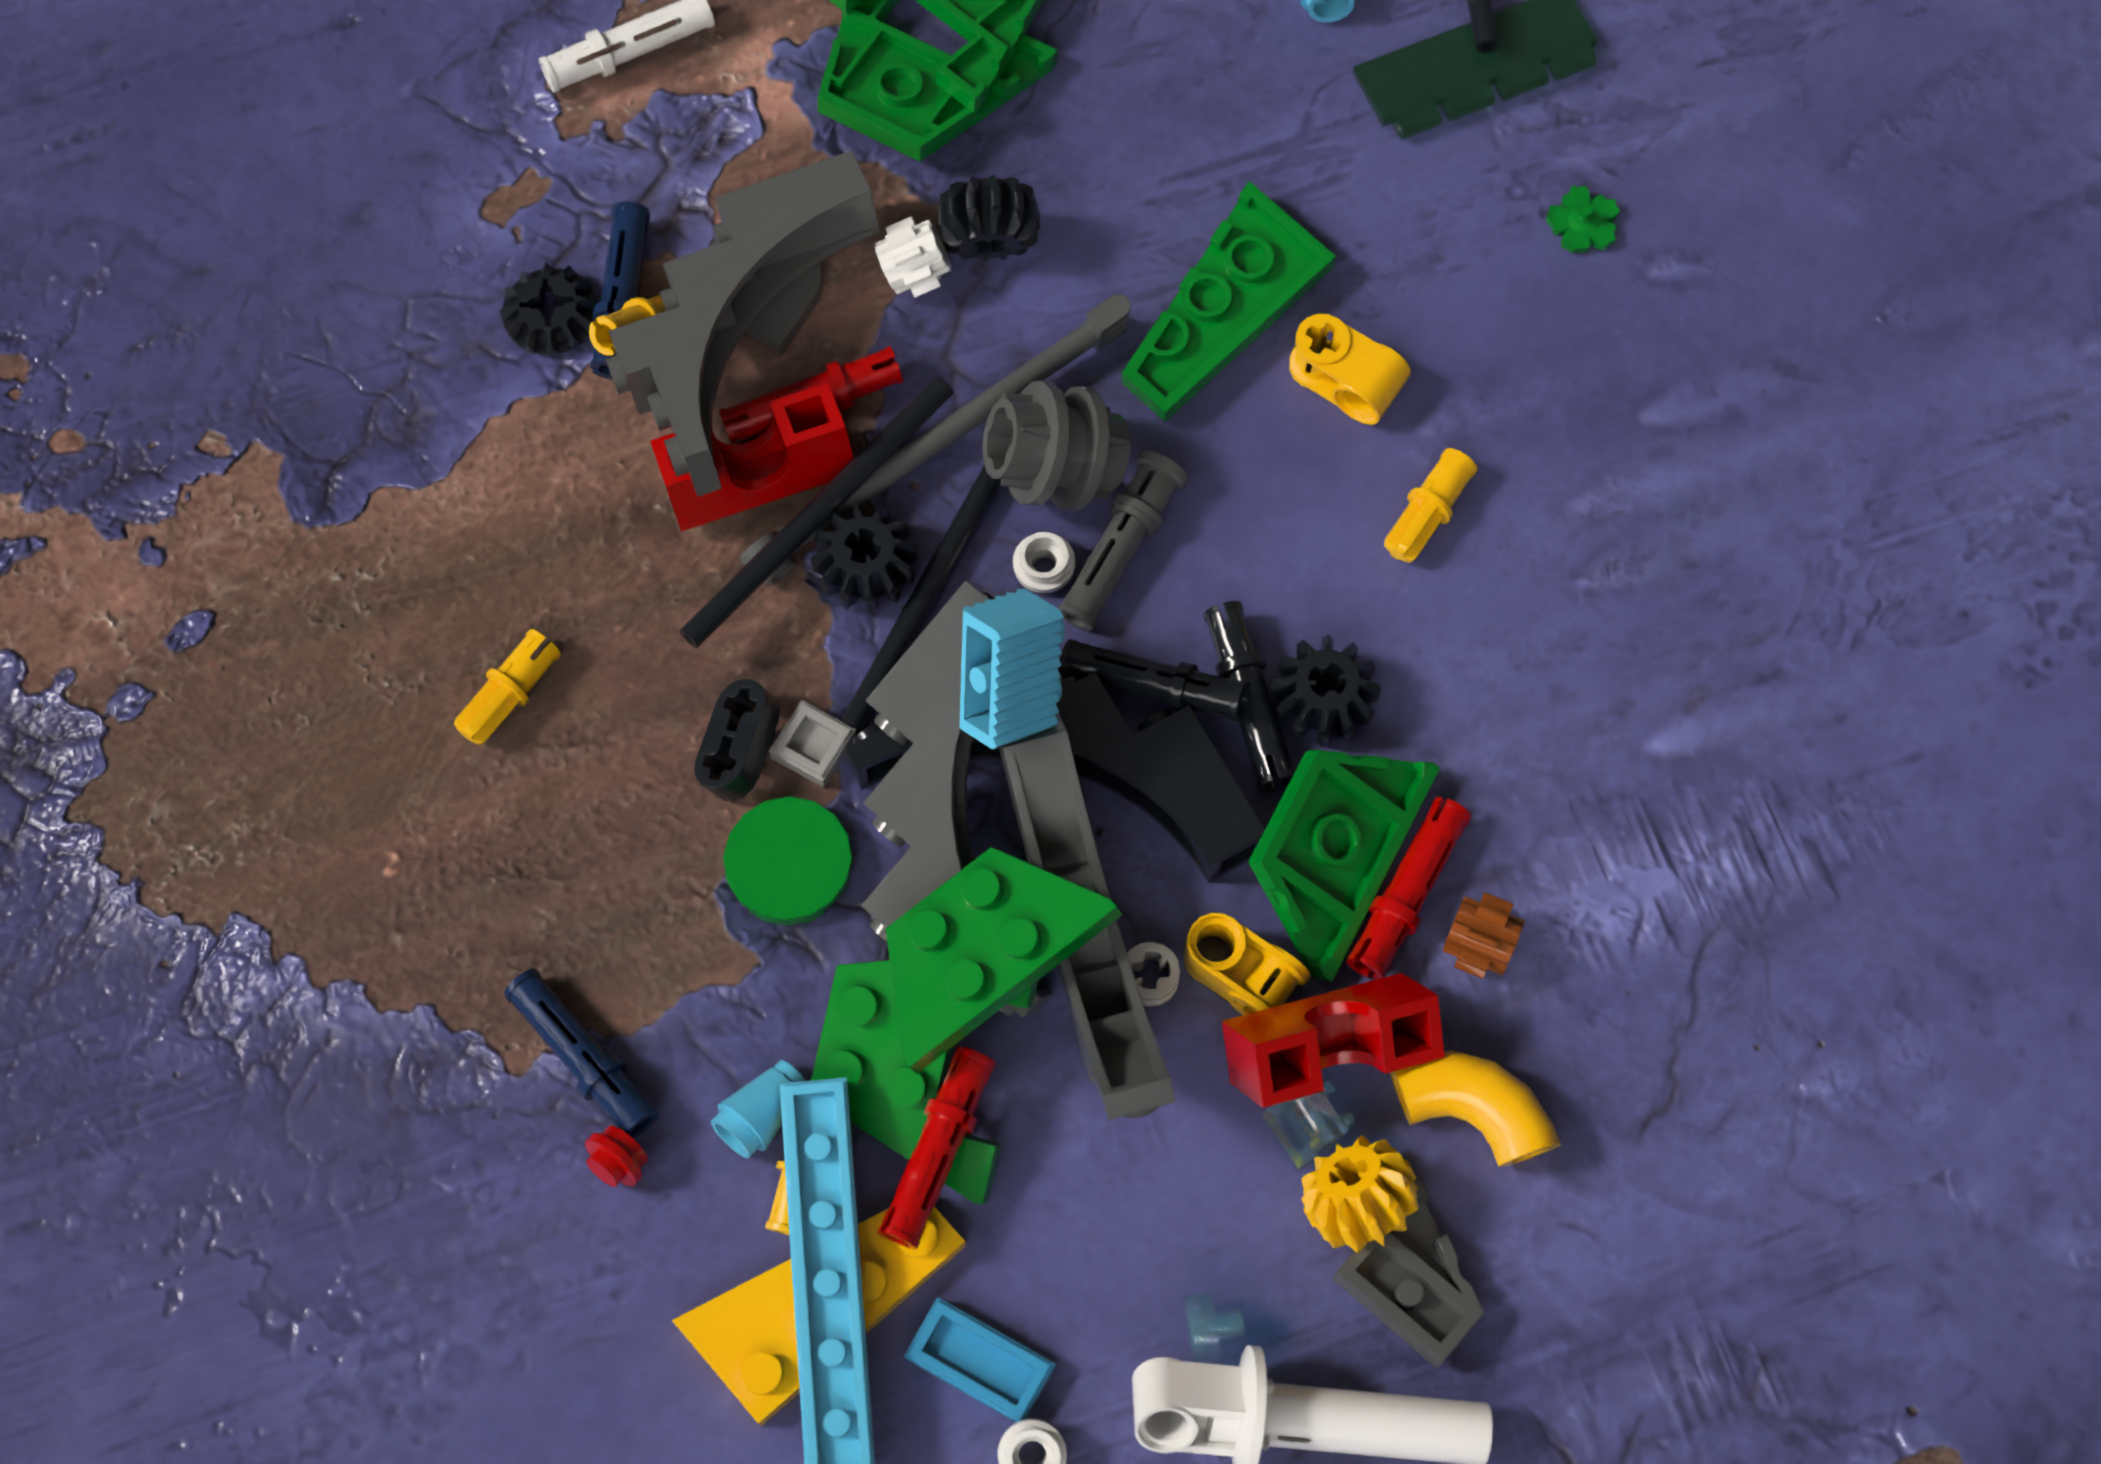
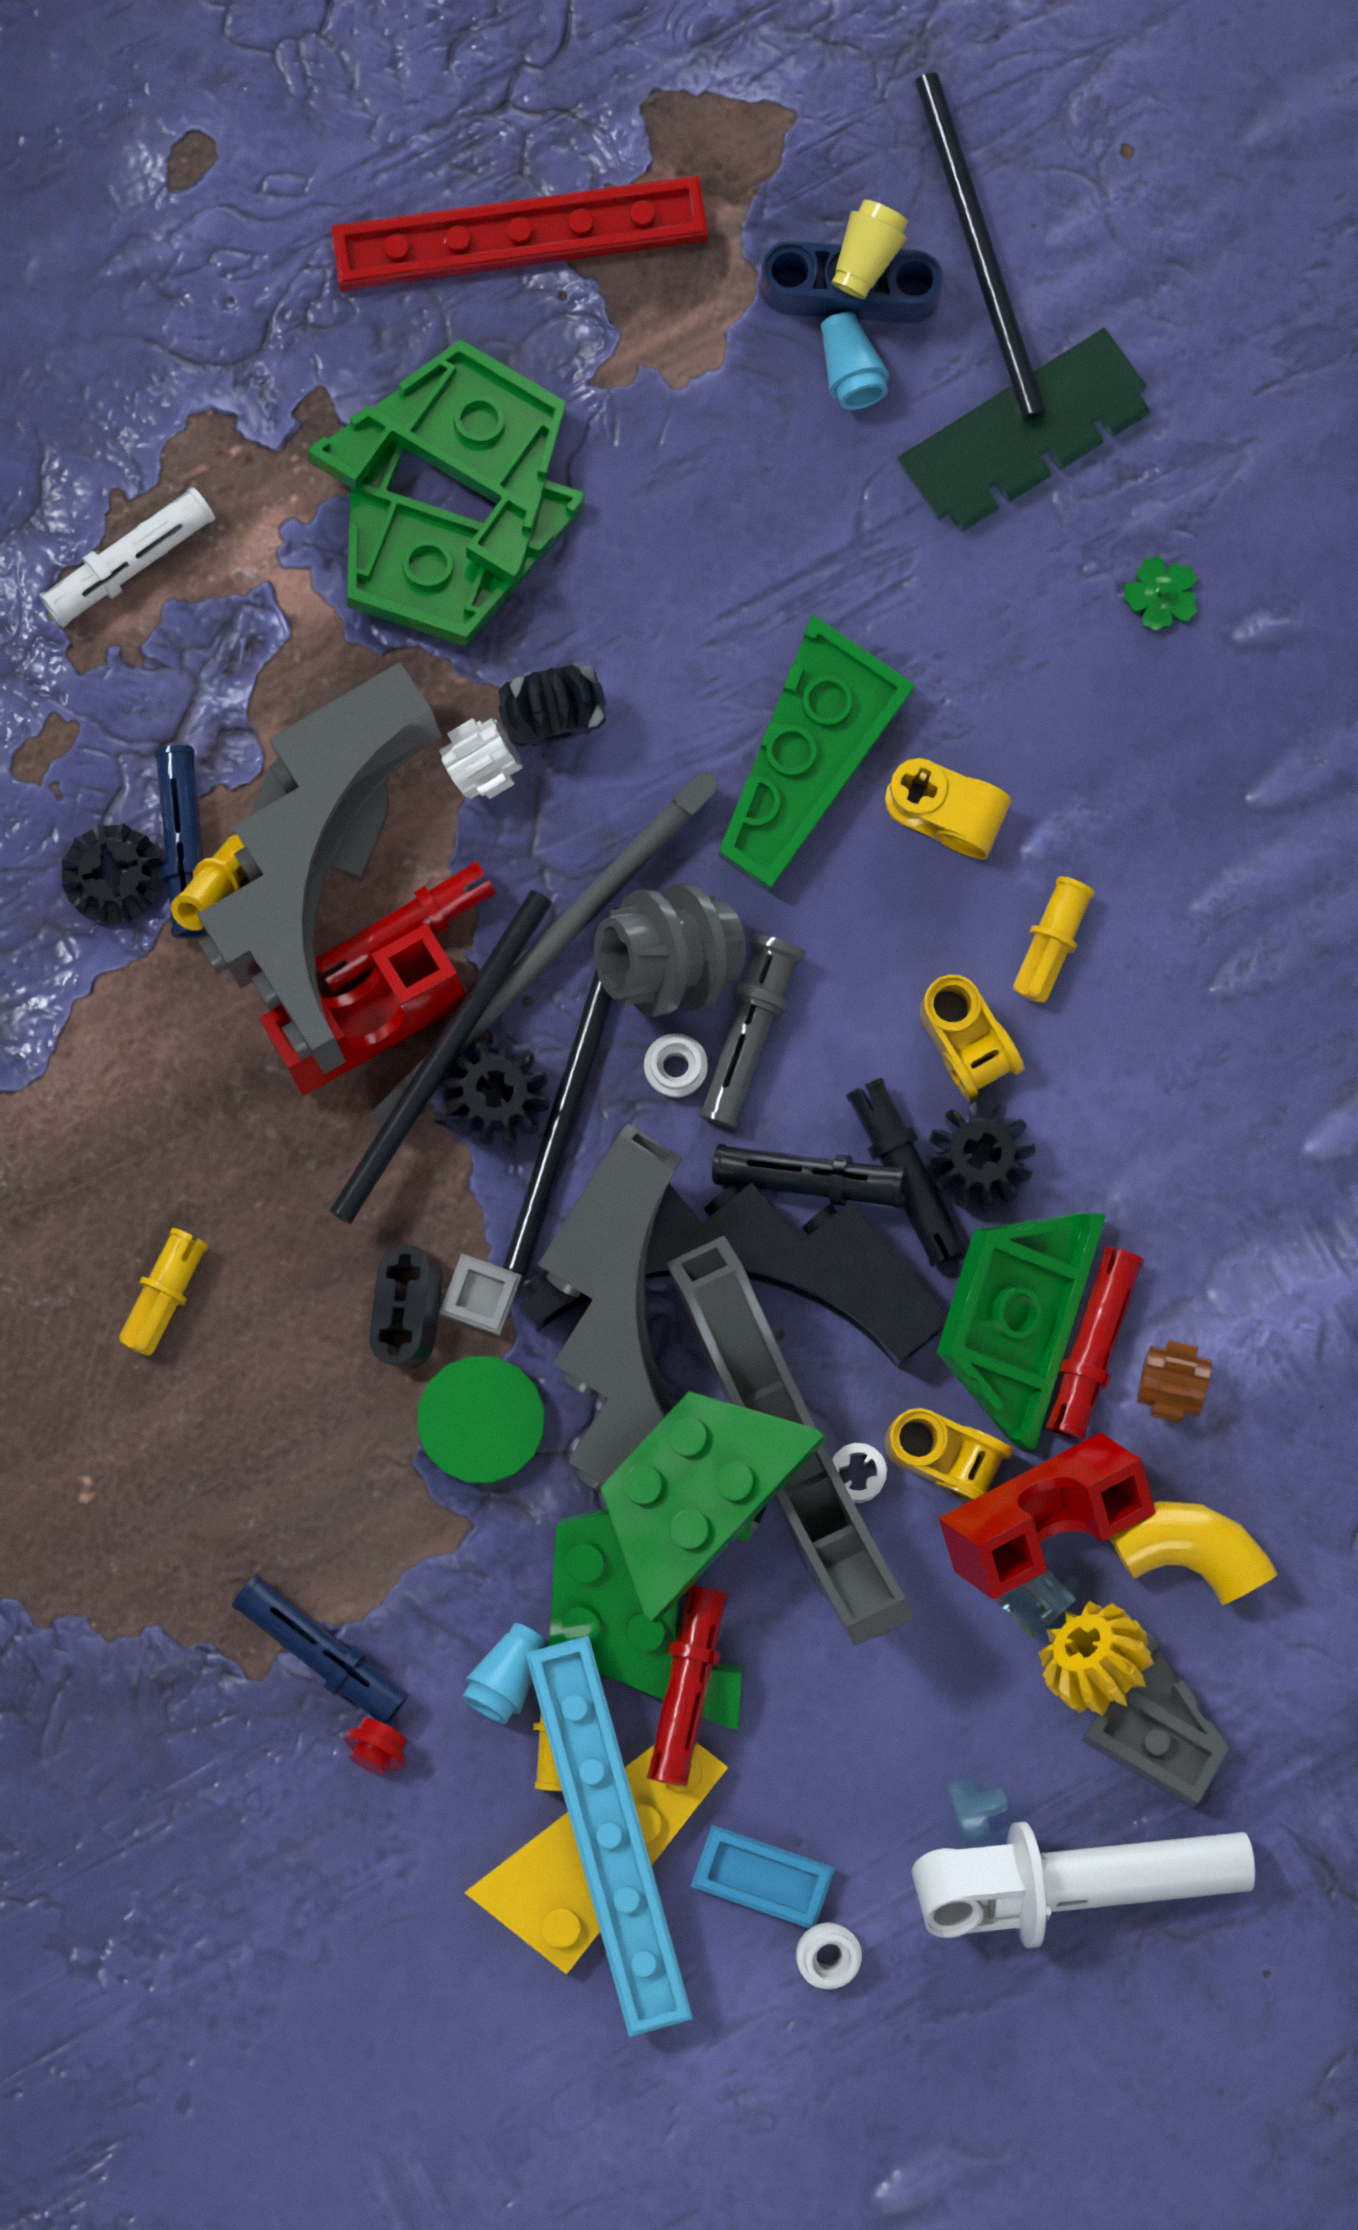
camera: 15 degrees left, 10 degrees up
(1010, 668) = (680, 1219): medium azure brick -> none
(1334, 587) = (970, 1039): none -> yellow piece

